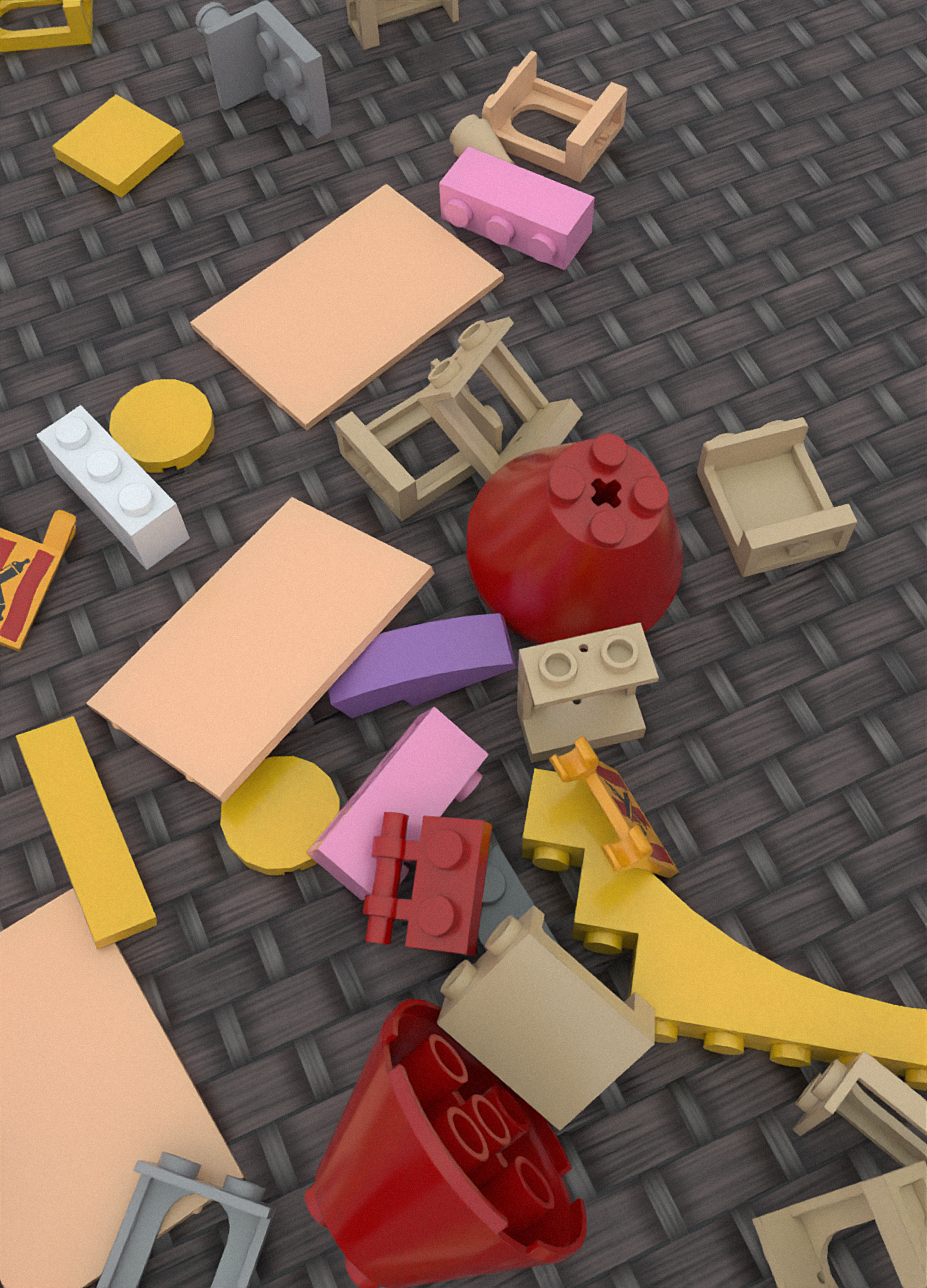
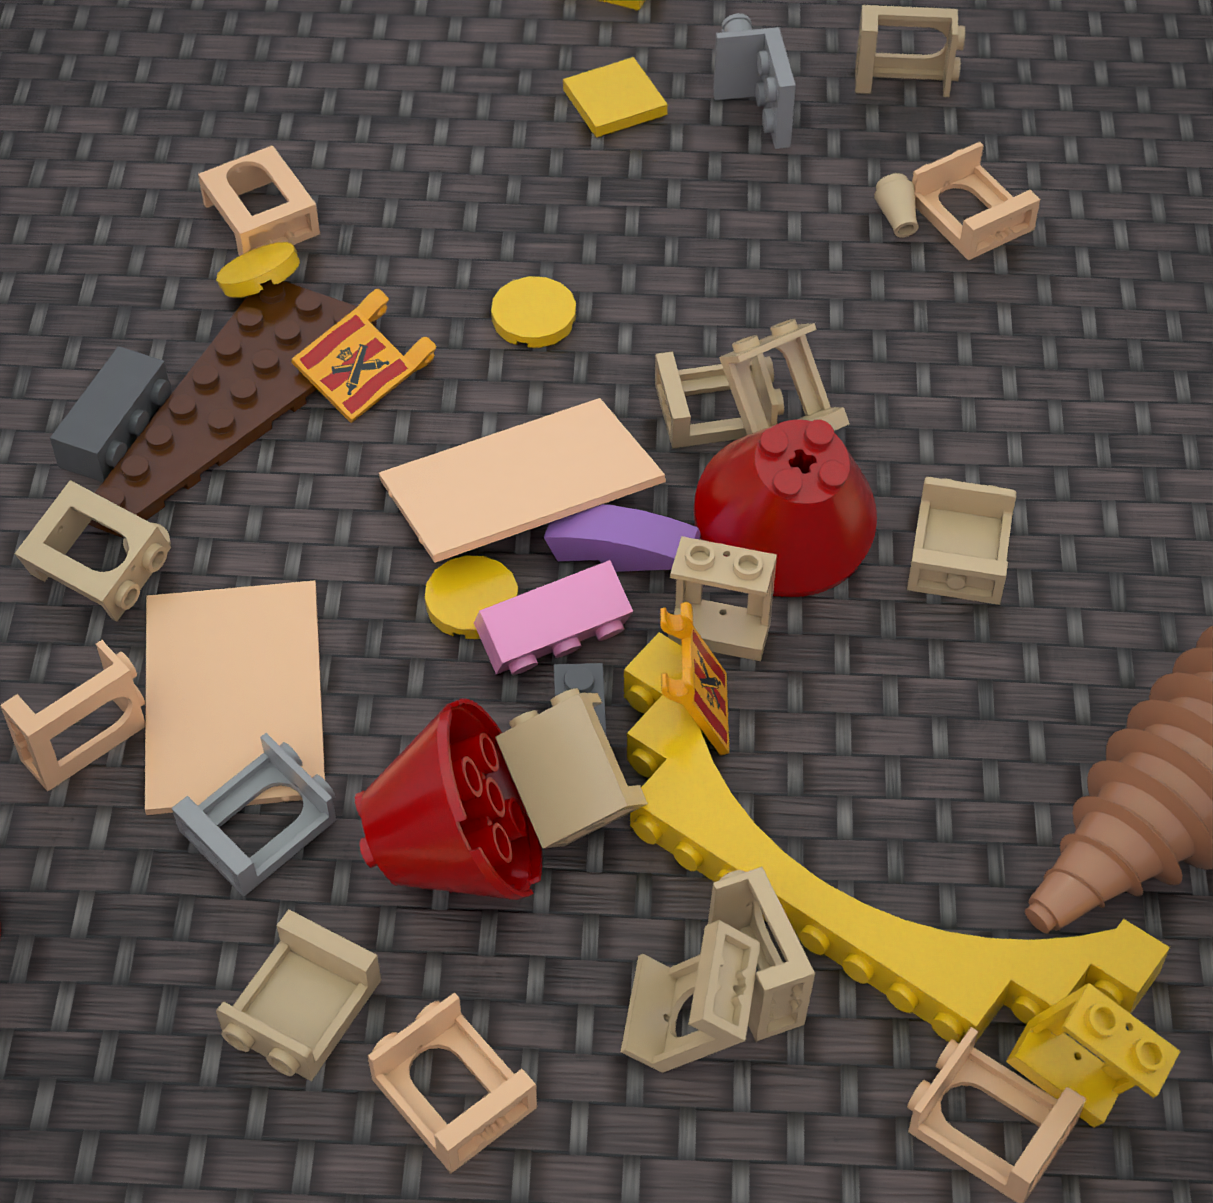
camera: 25 degrees right, 10 degrees down
(86, 832) = (335, 549): yellow tile -> none
(114, 487) = (474, 338): white brick -> none
(346, 305) = (724, 279): light nougat piece -> none
(445, 887) = (550, 668): red plate -> none
(516, 207) = (896, 258): bright pink brick -> none

